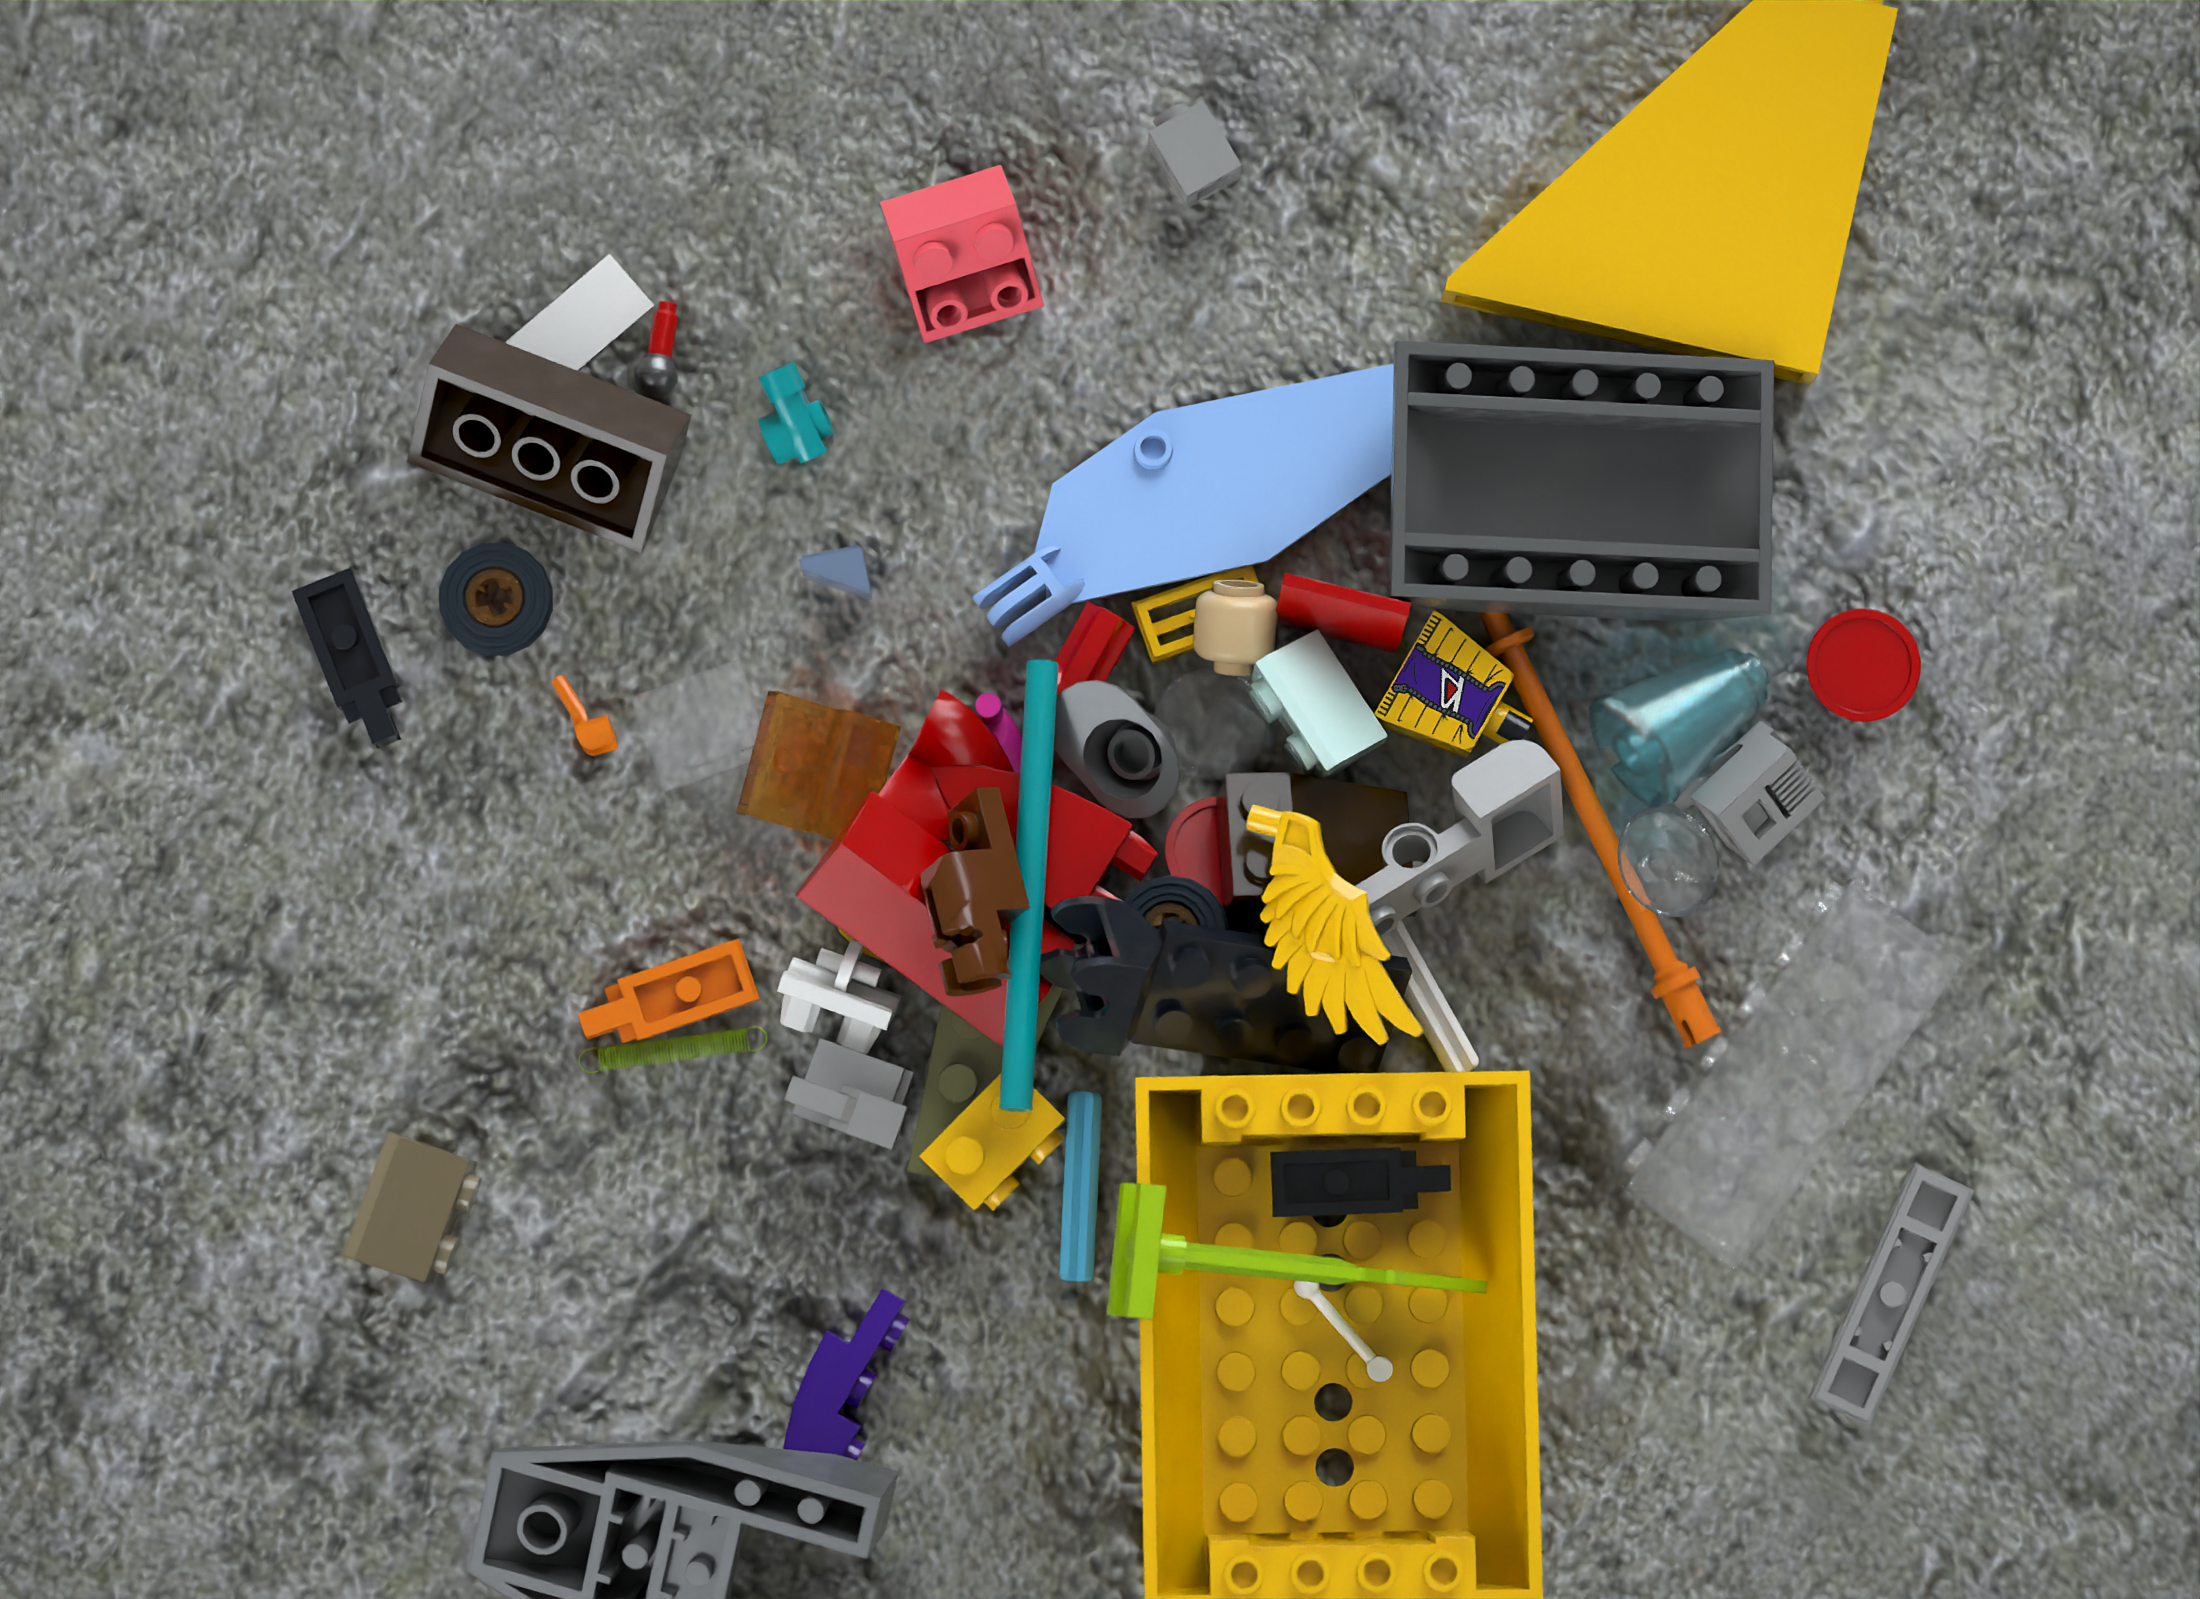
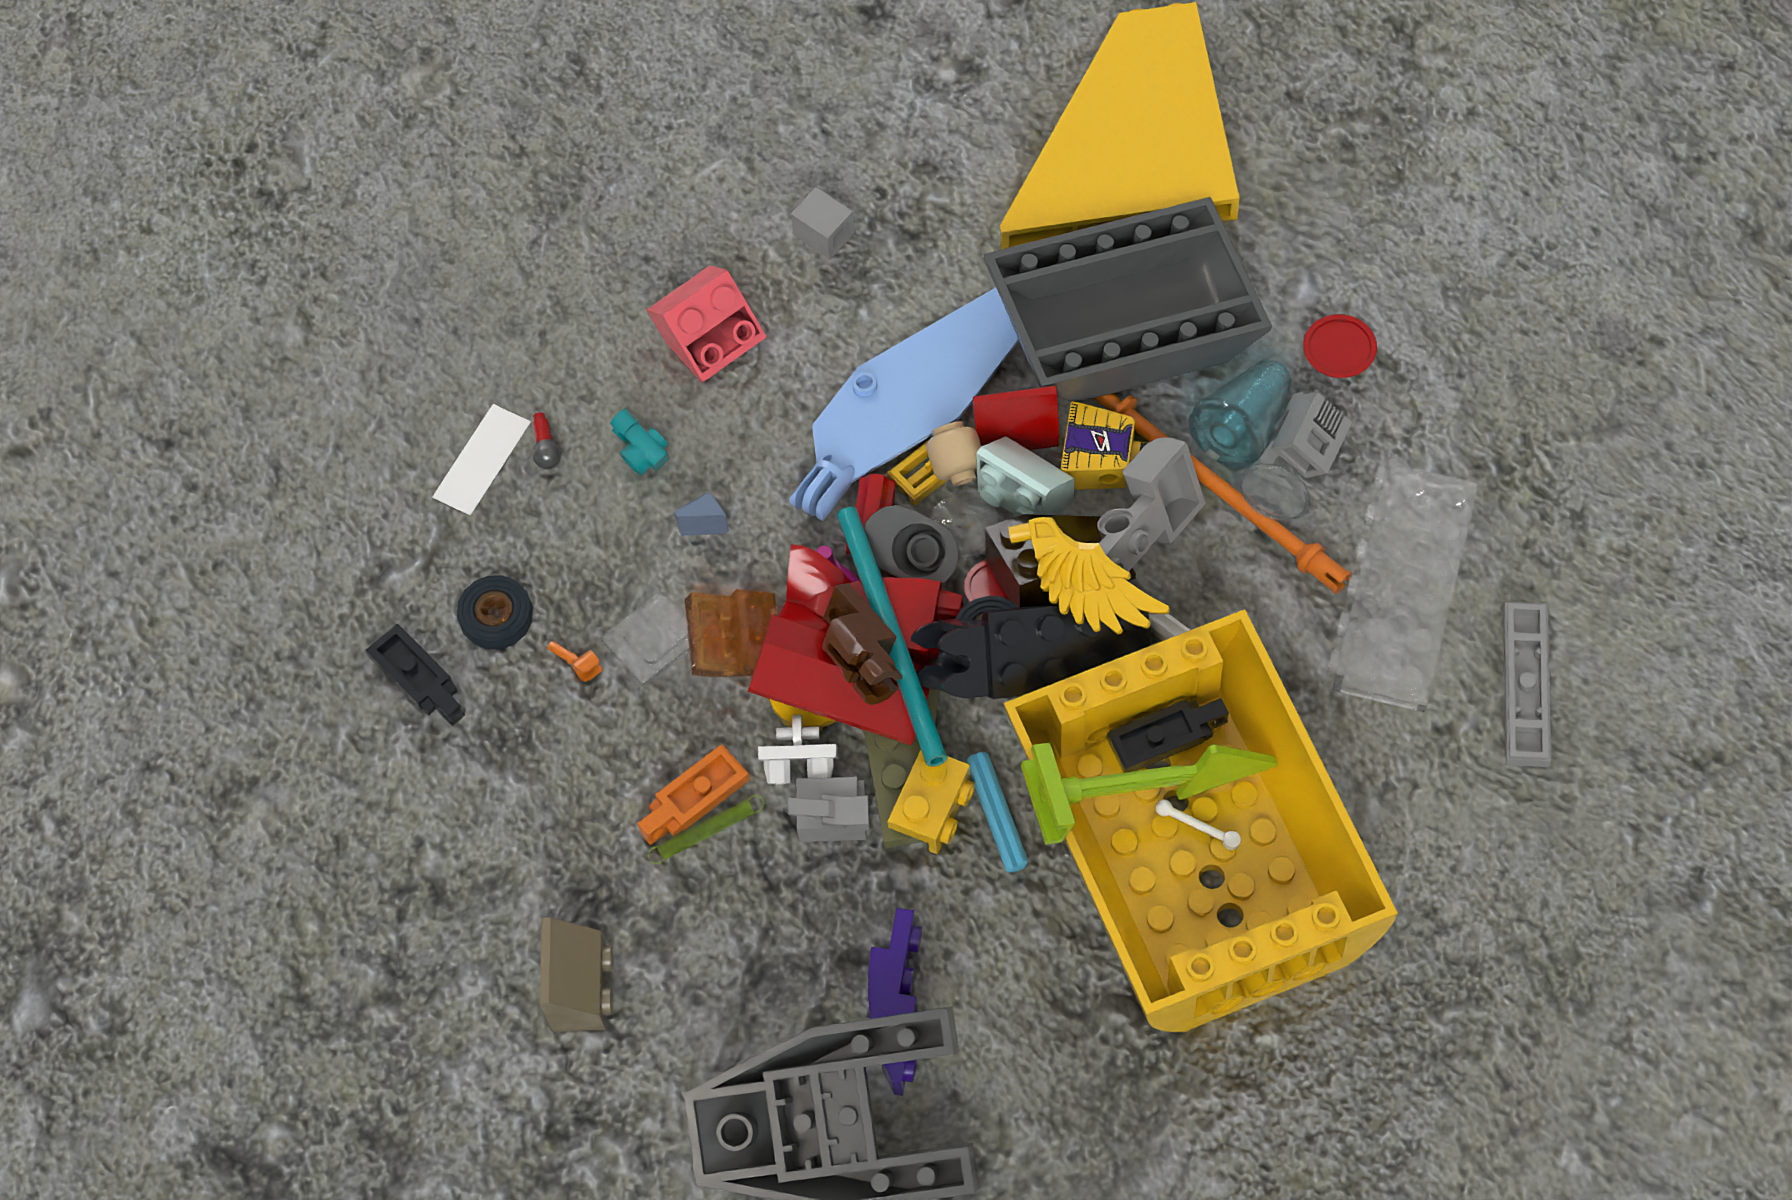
camera: 15 degrees left, 20 degrees down
(547, 437) = (492, 510): dark brown slope -> none

